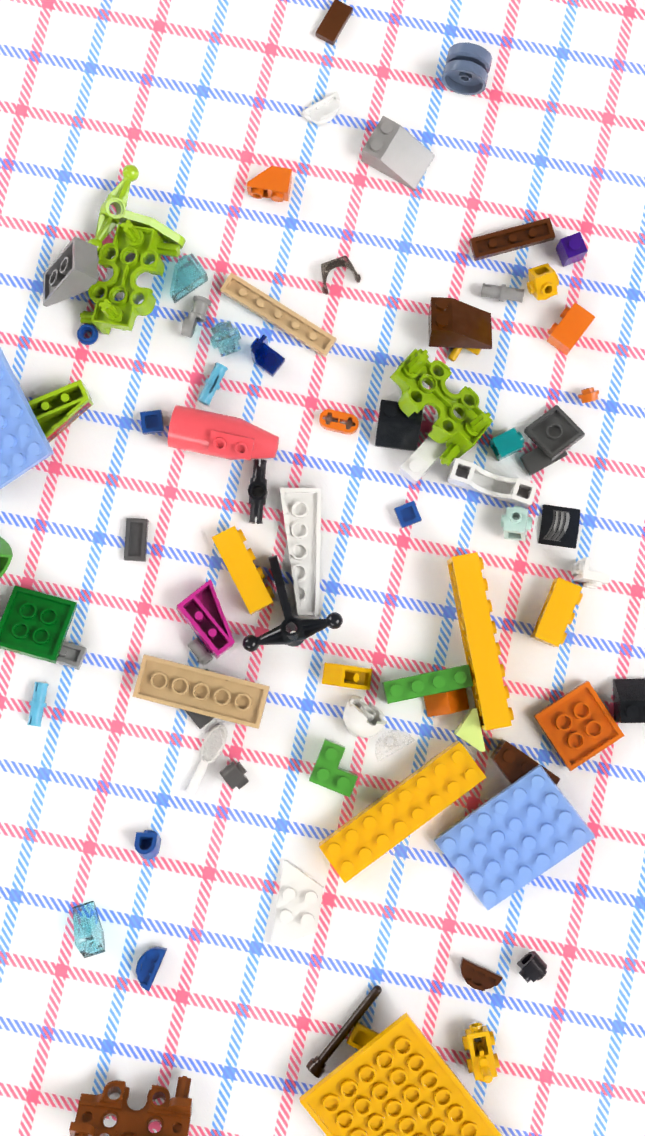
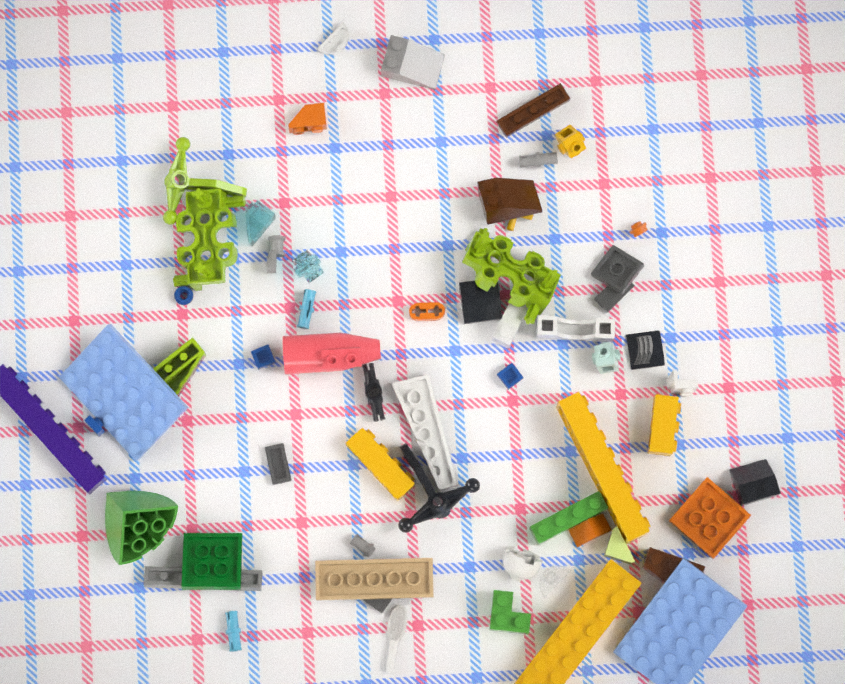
camera: 15 degrees left, 5 degrees down
(71, 272) = (156, 246): light grey slope -> none
(207, 620) = (361, 515): dark pink wedge -> none
(234, 775) = (423, 644): dark grey plate -> none
(265, 356) = (347, 272): clear blue bracket -> none
(278, 315) = (347, 232): tan plate -> none
(342, 261) = (378, 179): clear smoke helmet -> none
(347, 676) = (497, 531): yellow slope -> none
(507, 443) = (579, 290): teal brick -> none
(570, 329) = (606, 175): orange brick -> none
(571, 249) = (587, 106): dark purple brick -> none

